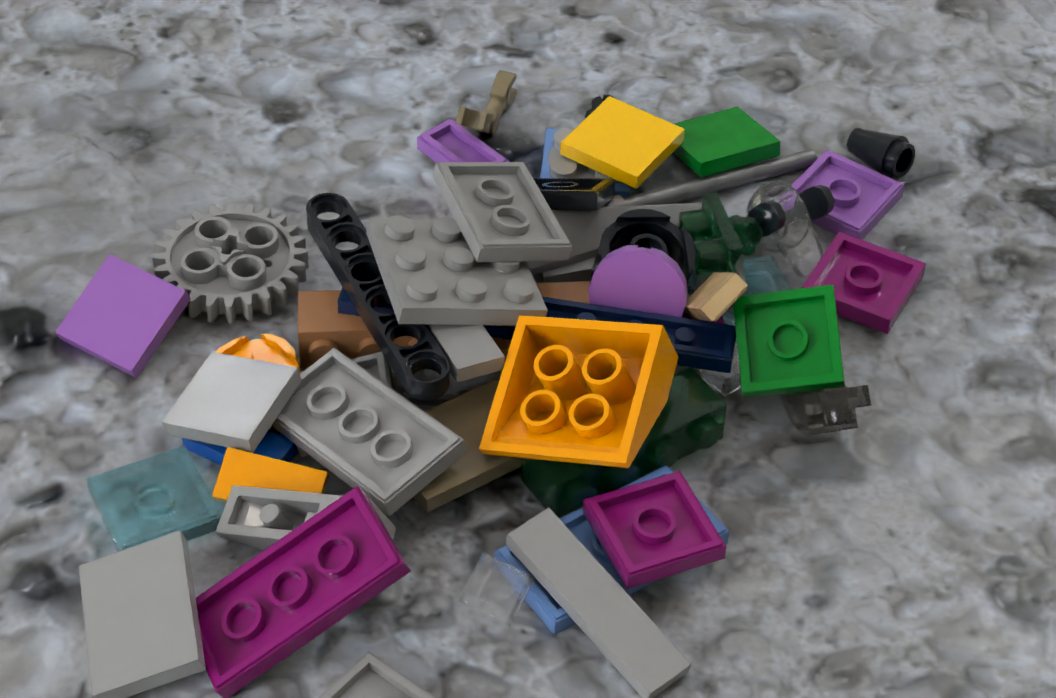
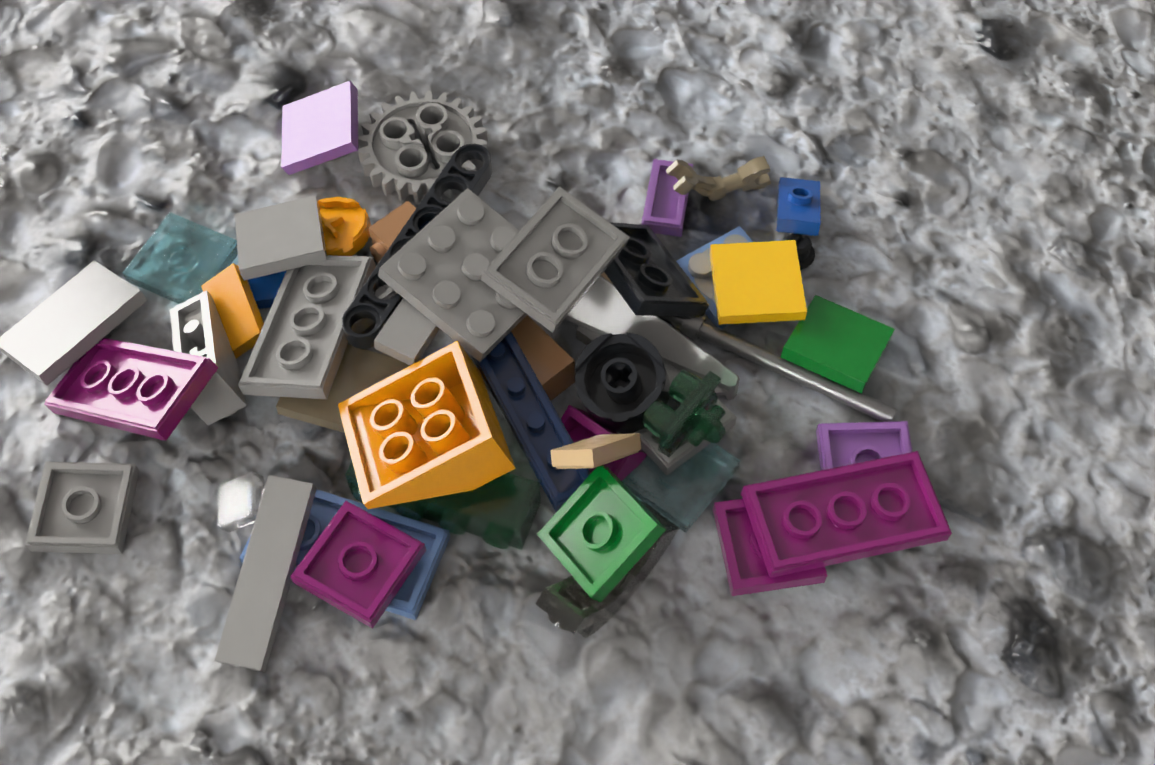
camera: 55 degrees right, 15 degrees up
(568, 83) = (798, 206): none -> blue plate
(639, 282) = (573, 394): medium lavender tile -> none
(787, 222) = (771, 444): clear cap -> none
(882, 151) = (945, 461): black cone -> none
(882, 221) = (844, 514): none -> magenta tile

